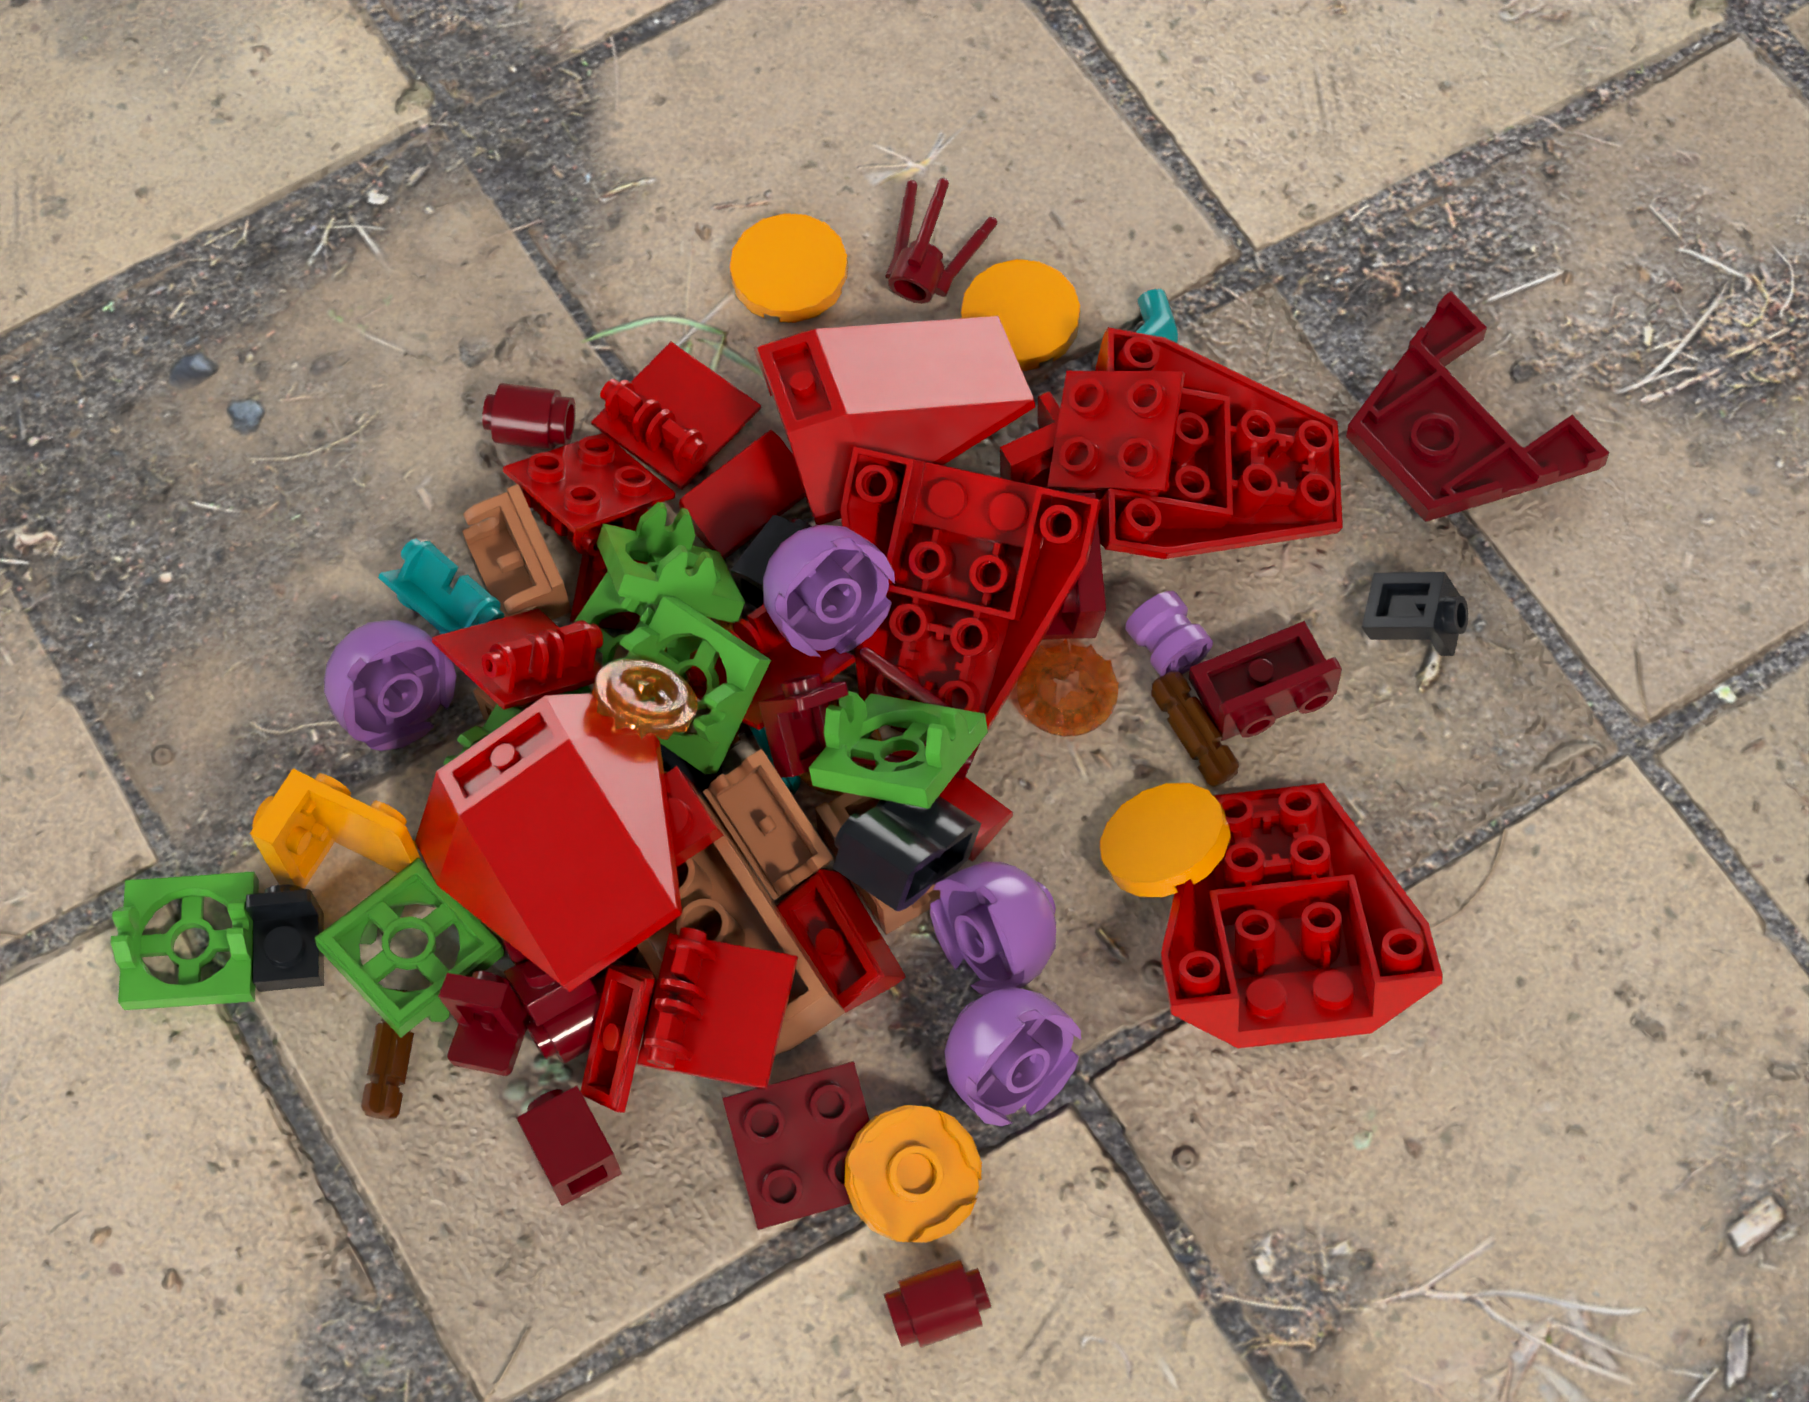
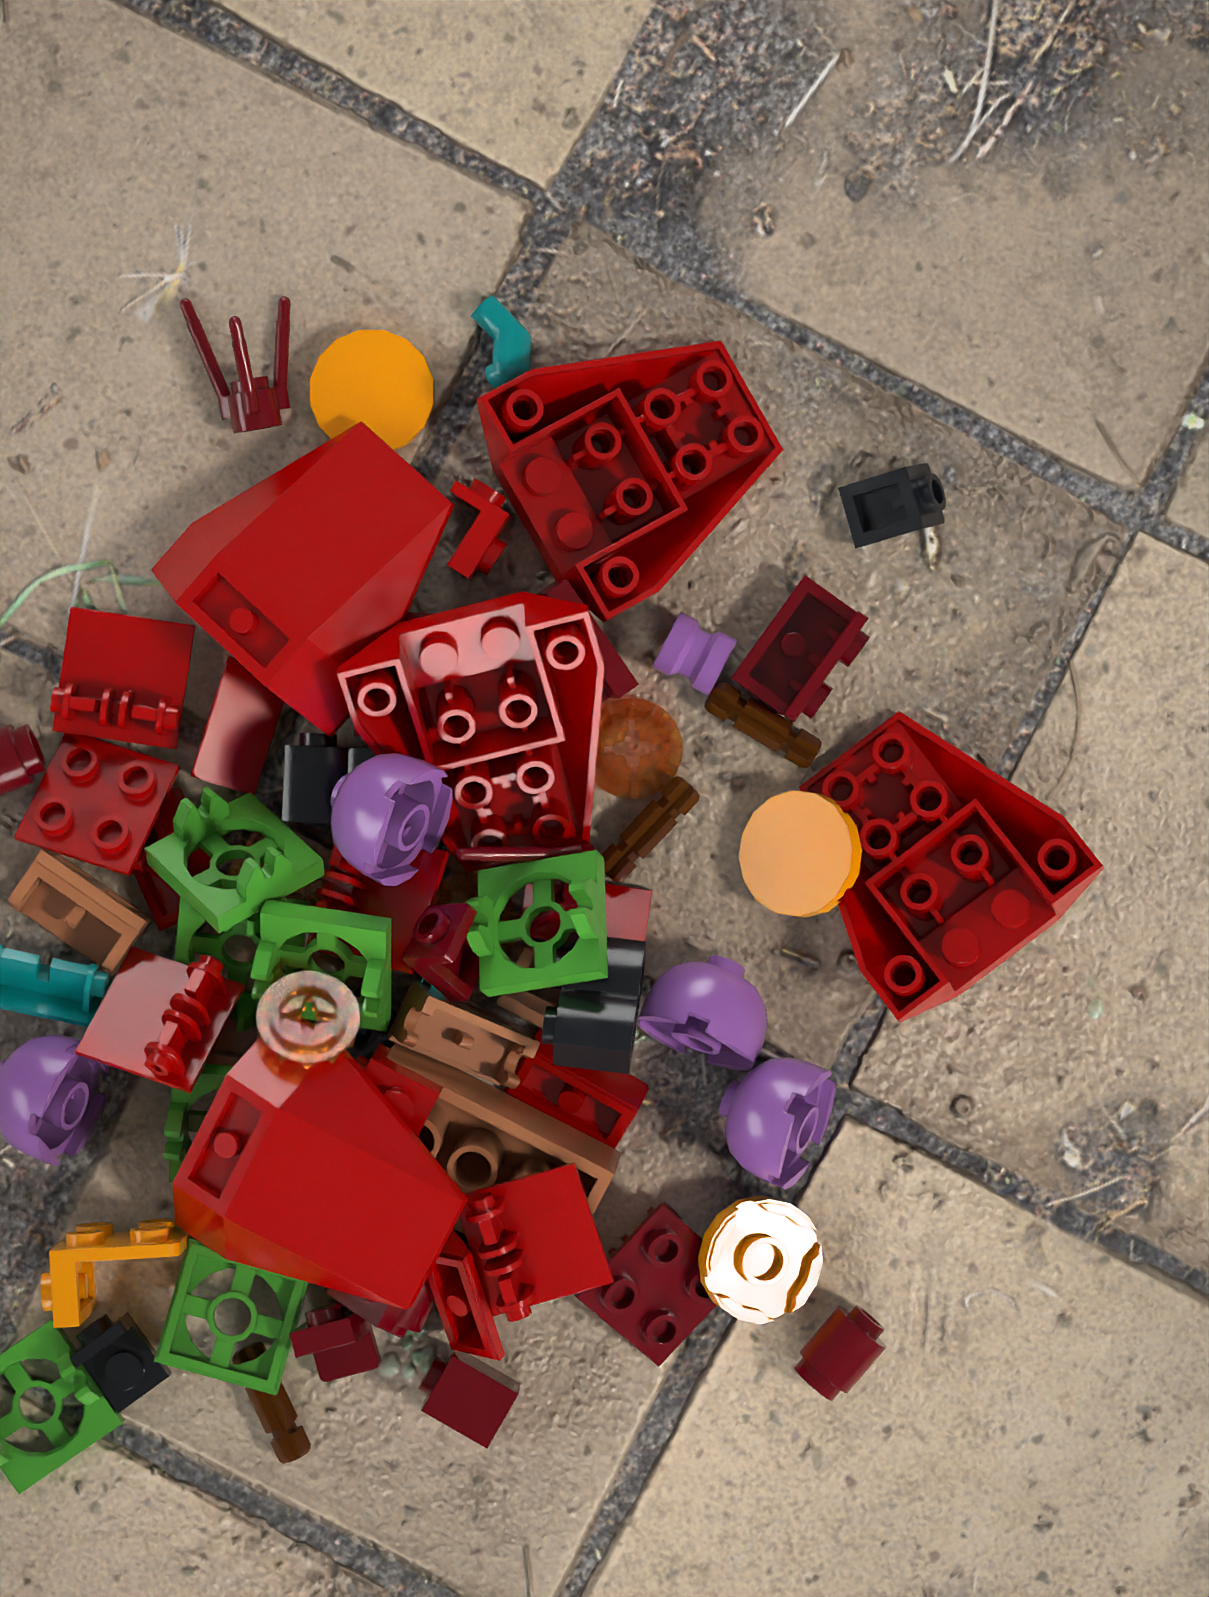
camera: 35 degrees left, 25 degrees up
(789, 267) = (128, 463): light orange tile -> none
(1040, 758) = (649, 828): none -> reddish brown axle
(1116, 431) = (547, 500): red hinge -> none
(1442, 443) = (821, 313): dark red wing -> none

